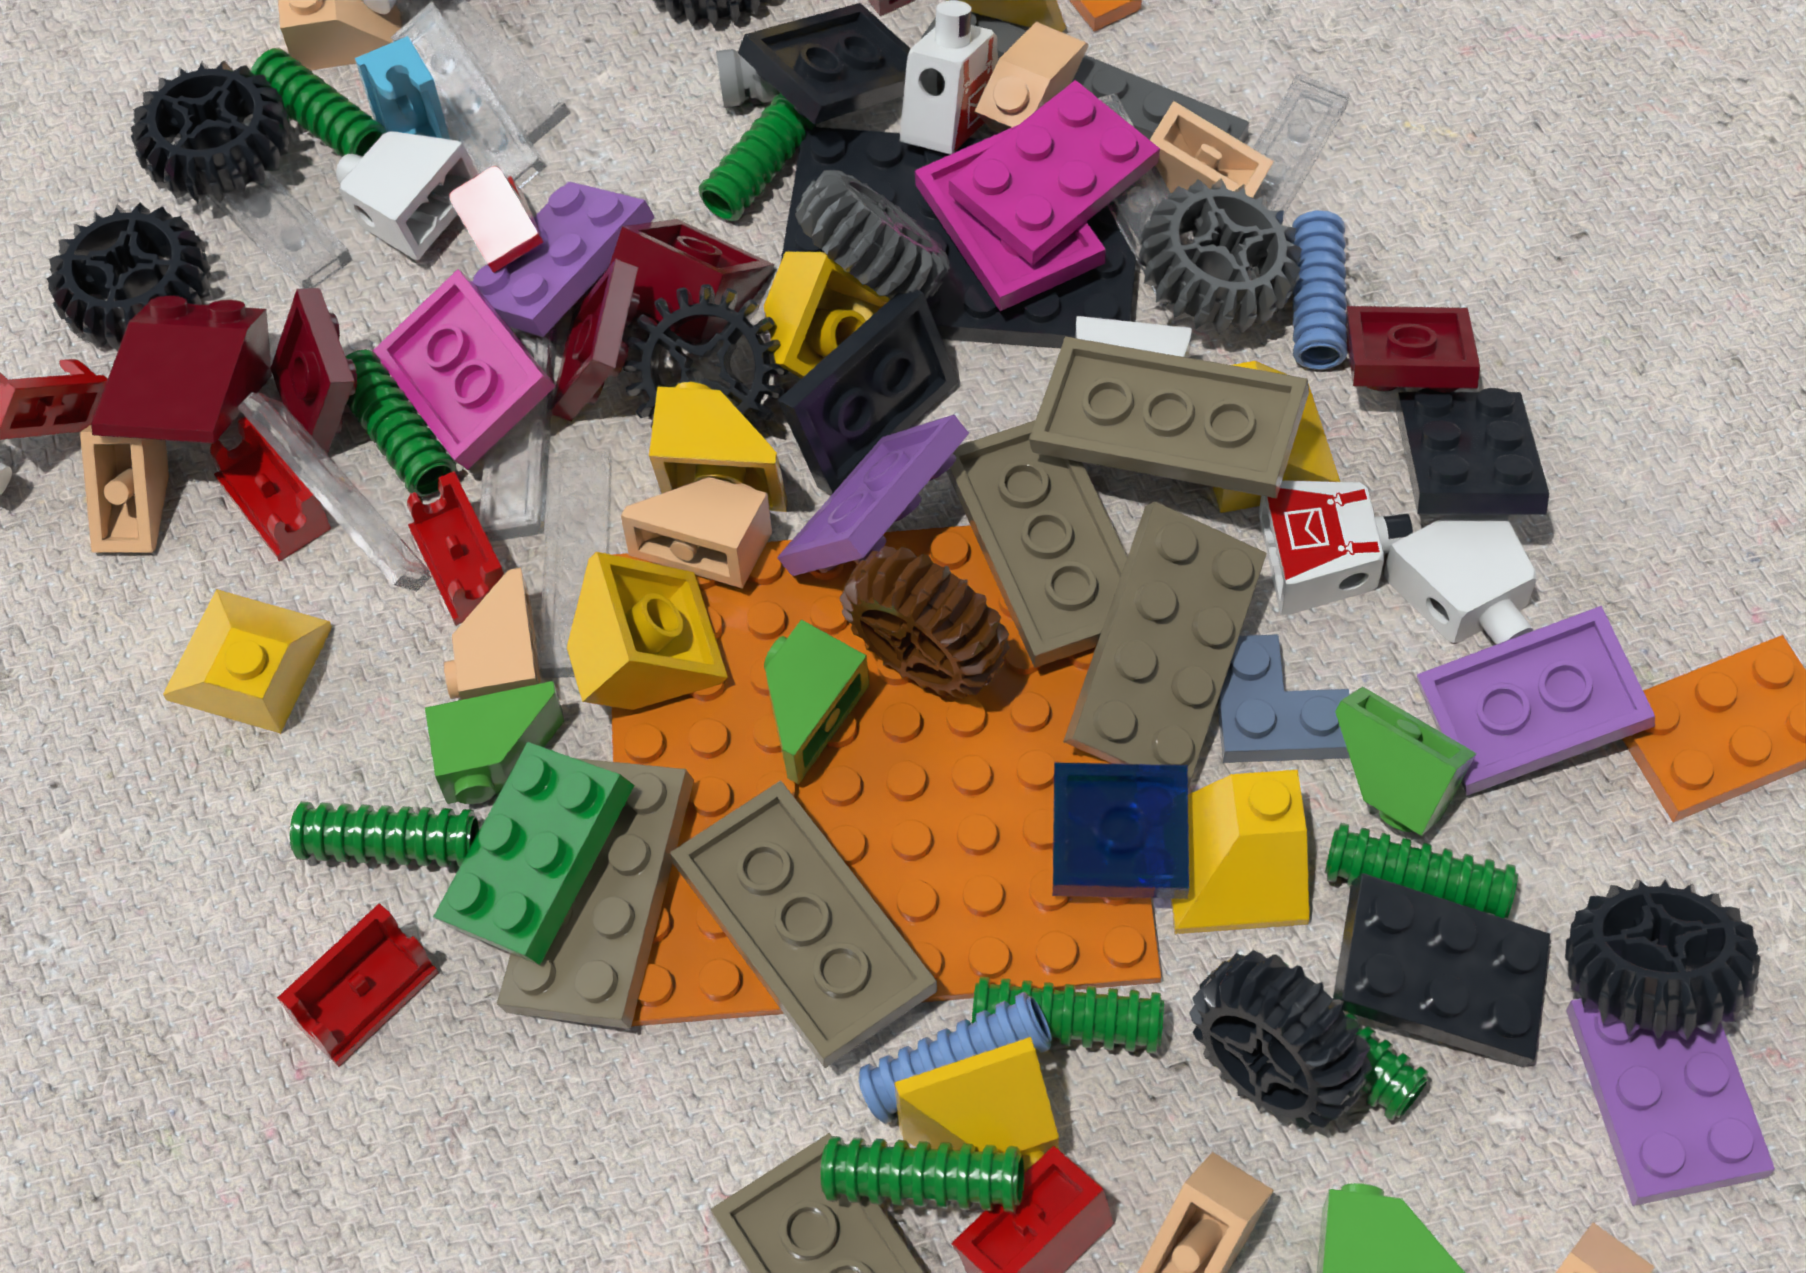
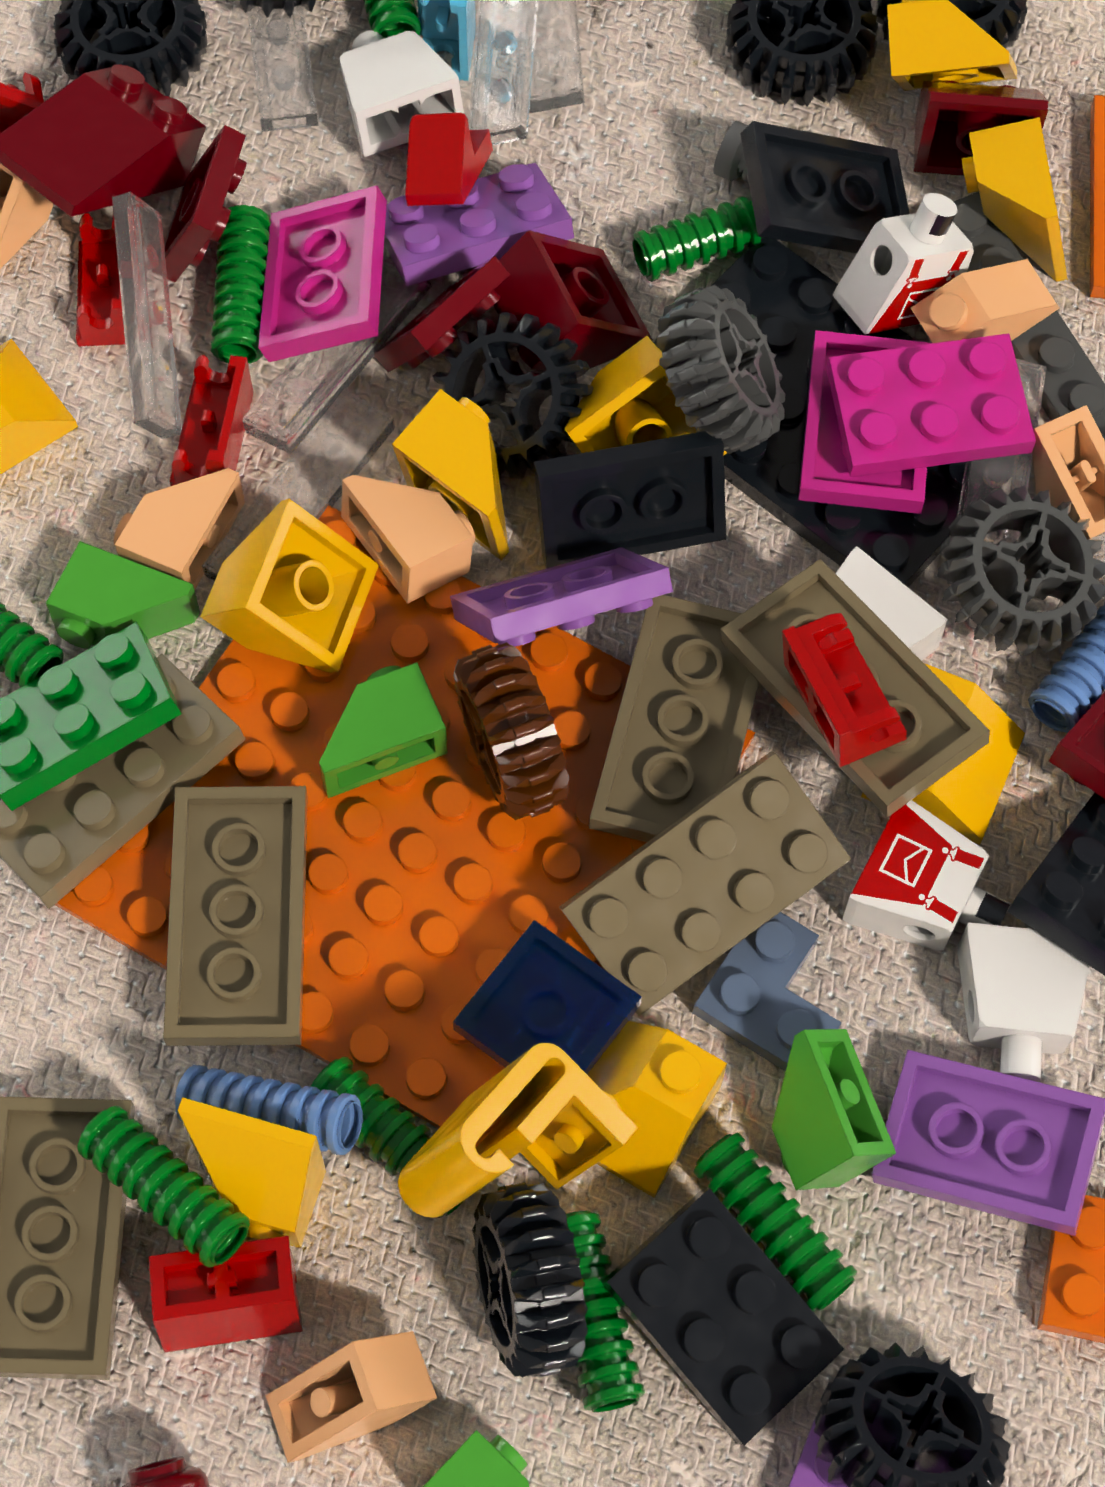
camera: 30 degrees right, 5 degrees up
(1169, 421) = (840, 689): none -> red hinge
(1180, 918) = (547, 1115): none -> yellow piece

